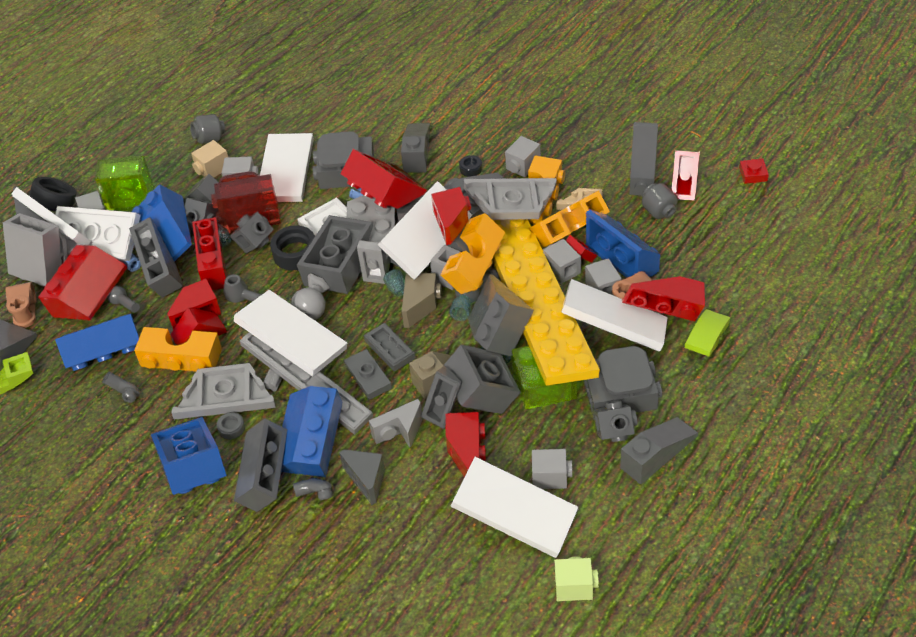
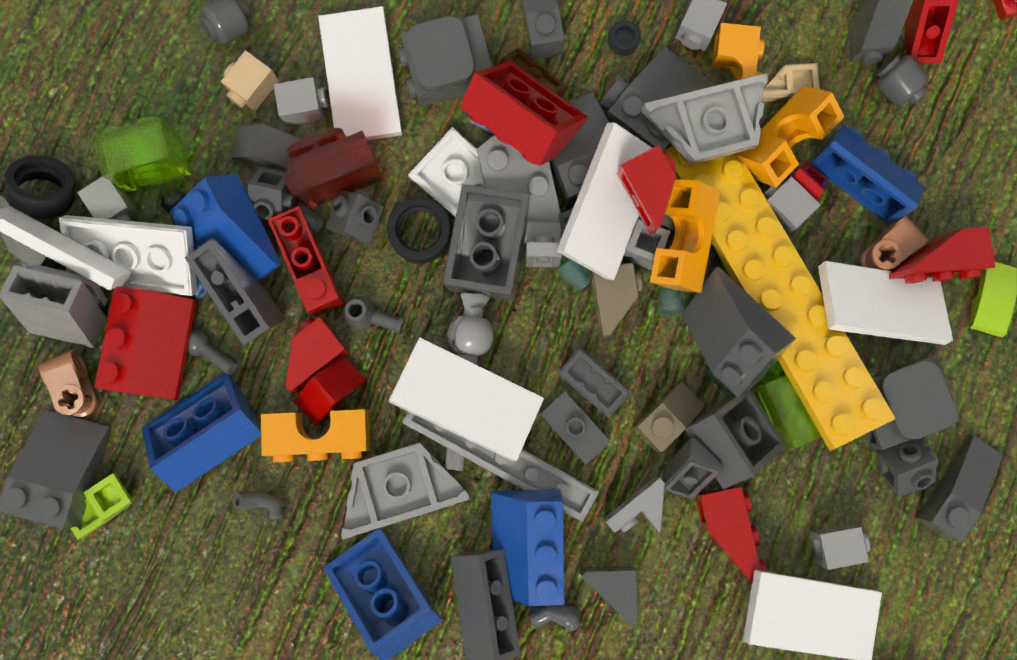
camera: 15 degrees left, 35 degrees up
(230, 425) = (421, 535): dark grey tile -> none
(601, 275) = (849, 231): light grey brick -> none

